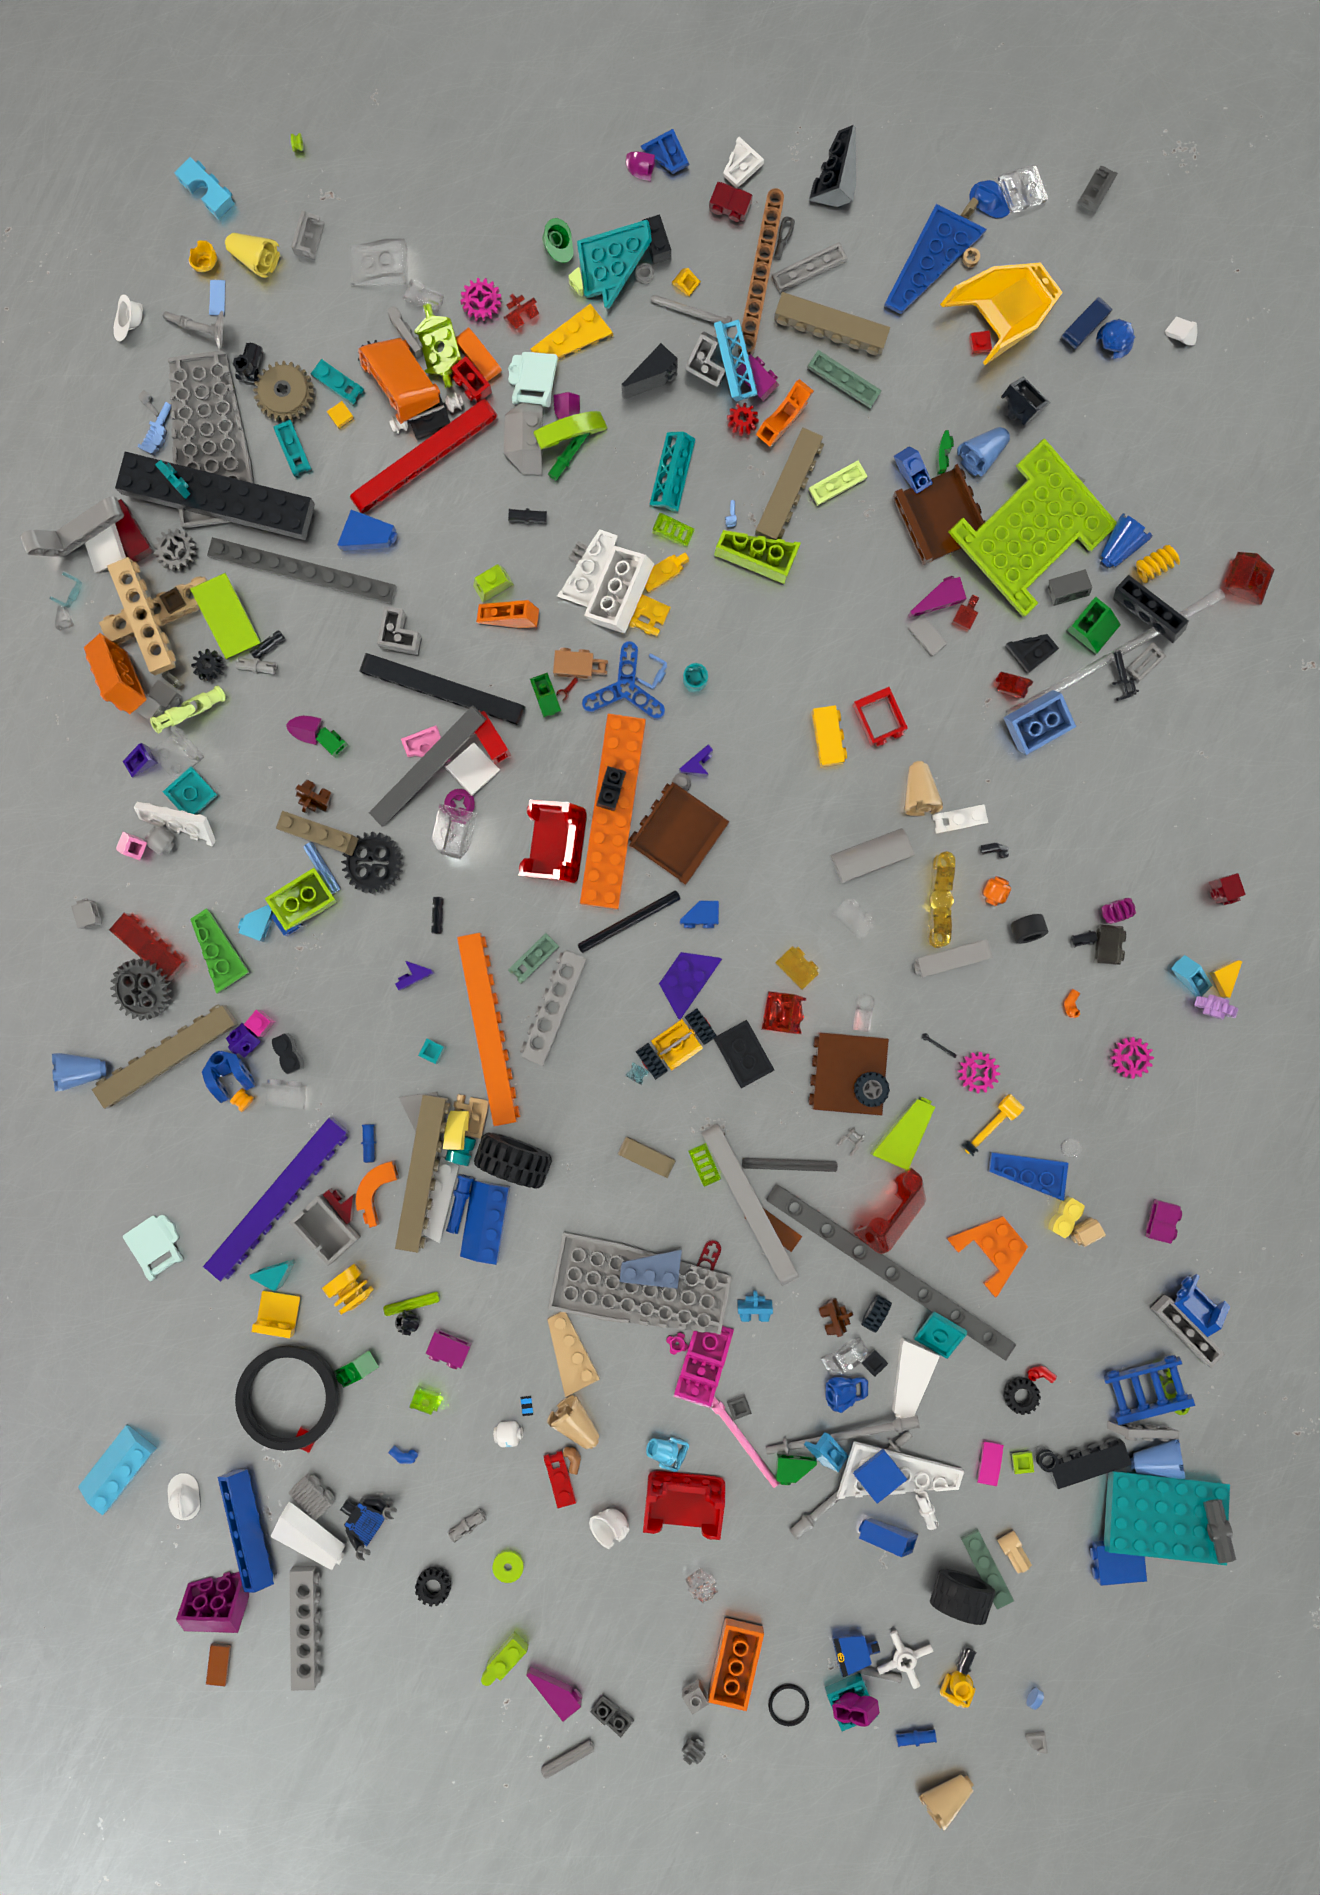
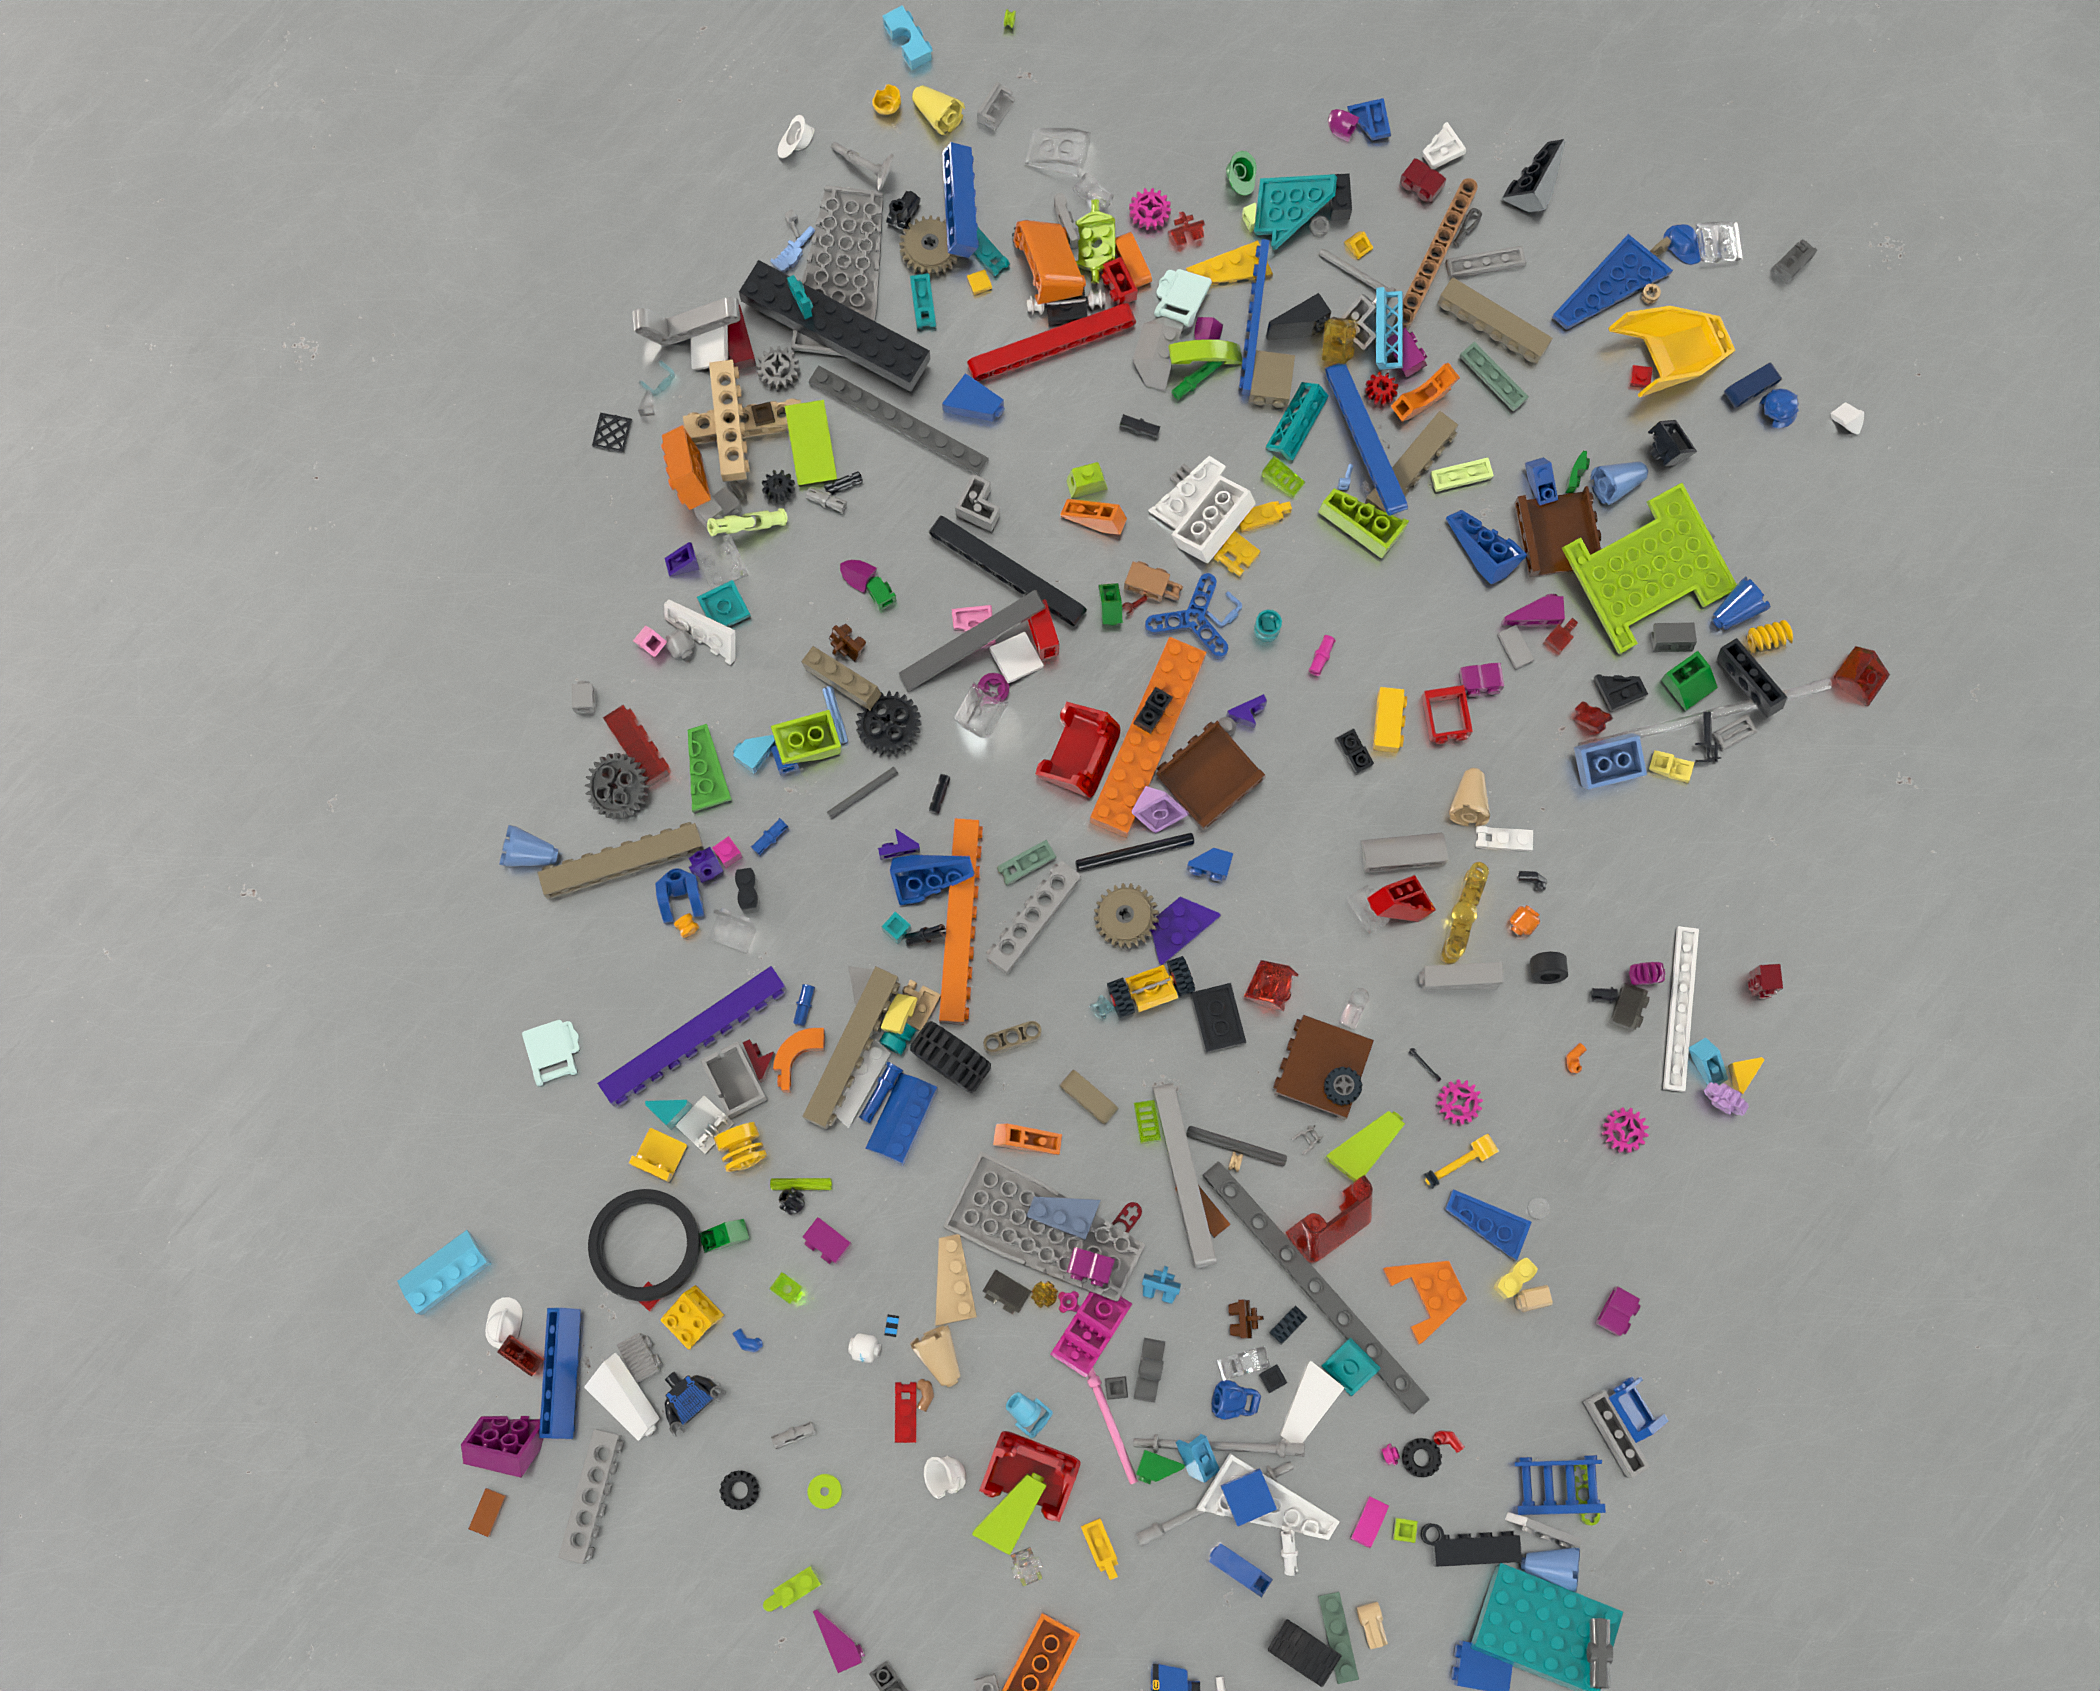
camera: 15 degrees right, 10 degrees down
(25, 653) = (617, 440): none -> black window
(206, 1524) = (521, 1355): none -> clear red slope
(217, 297) = (889, 141): light blue sticker -> none
(293, 997) = (769, 836): none -> blue pin
(299, 339) = (960, 200): none -> blue brick
(309, 1274) = (703, 1124): none -> white hinge
(348, 1447) = (691, 1316): none -> yellow bracket
(366, 933) = (862, 792): none -> dark grey bar
(442, 997) = (924, 875): none -> blue wedge
(460, 1051) = (925, 935): none -> black pin
(557, 1129) = (1019, 1030): none -> dark tan beam
(602, 1210) = (1027, 1139): none -> orange slope
(607, 388) = (1255, 310): none -> blue plate
(620, 1351) = (1006, 1291): none -> clear smoke brick
(638, 437) = (1272, 379): none -> dark tan brick
(639, 879) = (1157, 809): none -> lavender slope
(647, 974) = (1135, 927): none -> dark tan gear
(654, 1344) = (1044, 1294): none -> clear yellow gear
(675, 1546) = (1007, 1520): none -> lime slope
(688, 1311) = (1090, 1266): none -> magenta brick
(689, 394) = (1332, 348): none -> clear yellow brick
(741, 473) = (1366, 439): none -> blue beam
(752, 691) = (1322, 655): none -> dark pink pin
(761, 1549) = (1100, 1547): none -> yellow hinge
(764, 1384) = (1149, 1370): none -> dark grey beam
(792, 1180) = (1235, 1161): none -> tan bush
(797, 967) = (1297, 944): clear yellow bracket -> none
(804, 773) = (1354, 750): none -> black slope
(880, 550) = (1488, 551): none -> blue wedge
(882, 904) = (1402, 901): none -> red wedge
(904, 674) = (1482, 679): none -> magenta brick
(994, 1401) = (1391, 1454): none -> dark pink plate
(1095, 710) = (1671, 767): none -> light yellow slope
(1155, 933) = (1680, 1009): none -> white plate

